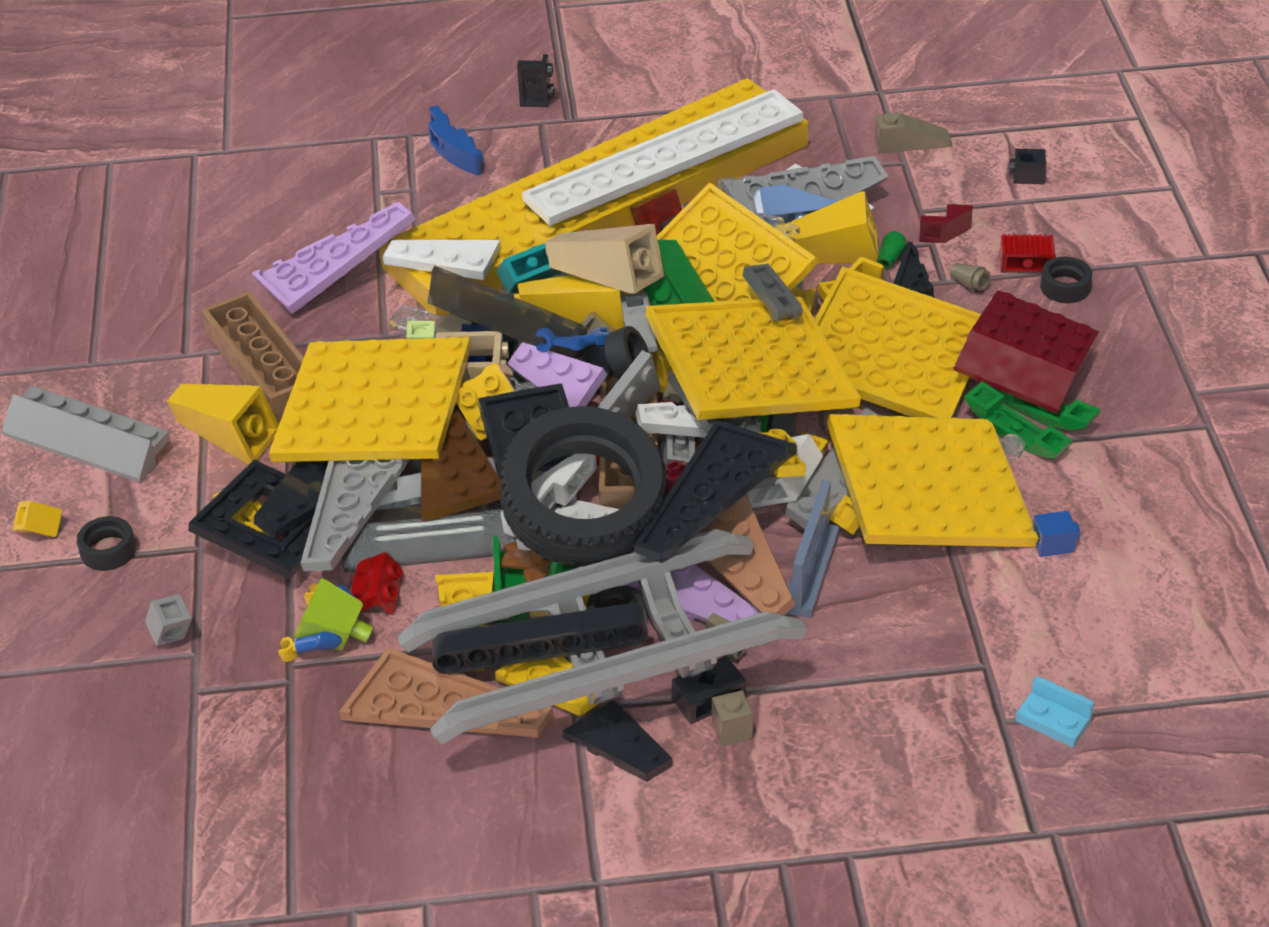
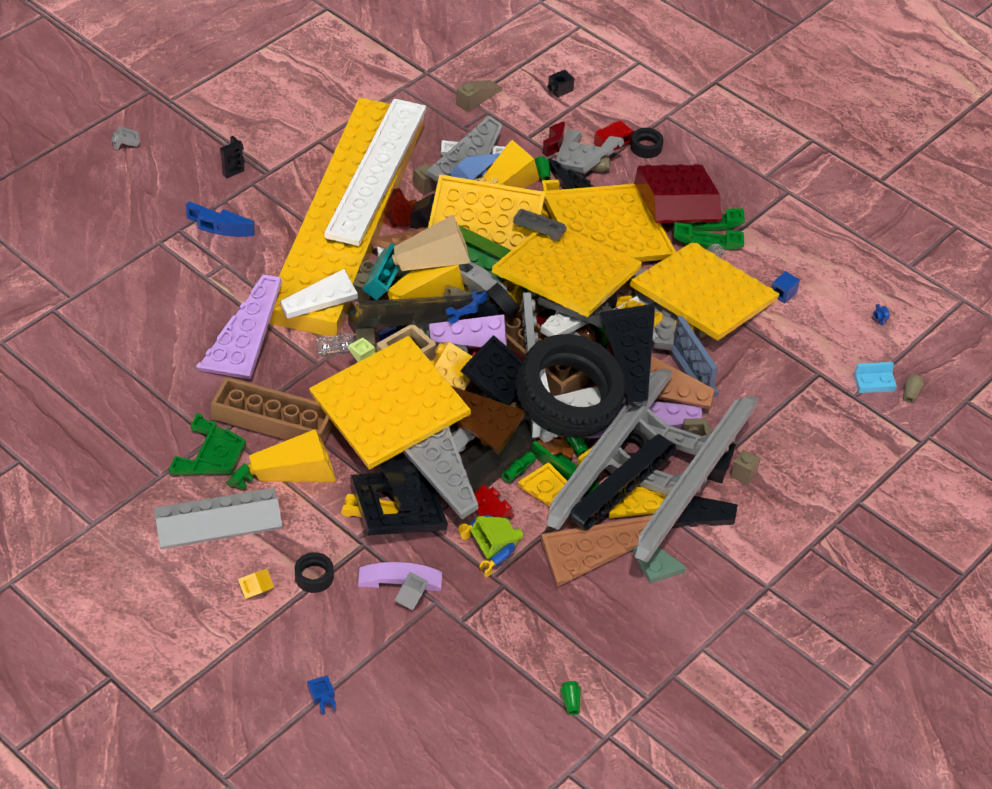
camera: 45 degrees left, 5 degrees up
(155, 401) = (238, 476): none -> green tile
(163, 370) = (217, 455): none -> green wing
(199, 851) = (571, 696): none -> green cone
(206, 612) = (396, 573): none -> lavender slope
(459, 560) = (518, 467): none -> green pin
(460, 20) = (125, 136): none -> light grey bracket
(489, 766) = (660, 566): none -> sand green wing
(956, 252) = (582, 156): none -> light grey wing
(1096, 755) = (913, 387): none -> dark tan cone
(1158, 636) = (881, 314): none -> blue plate

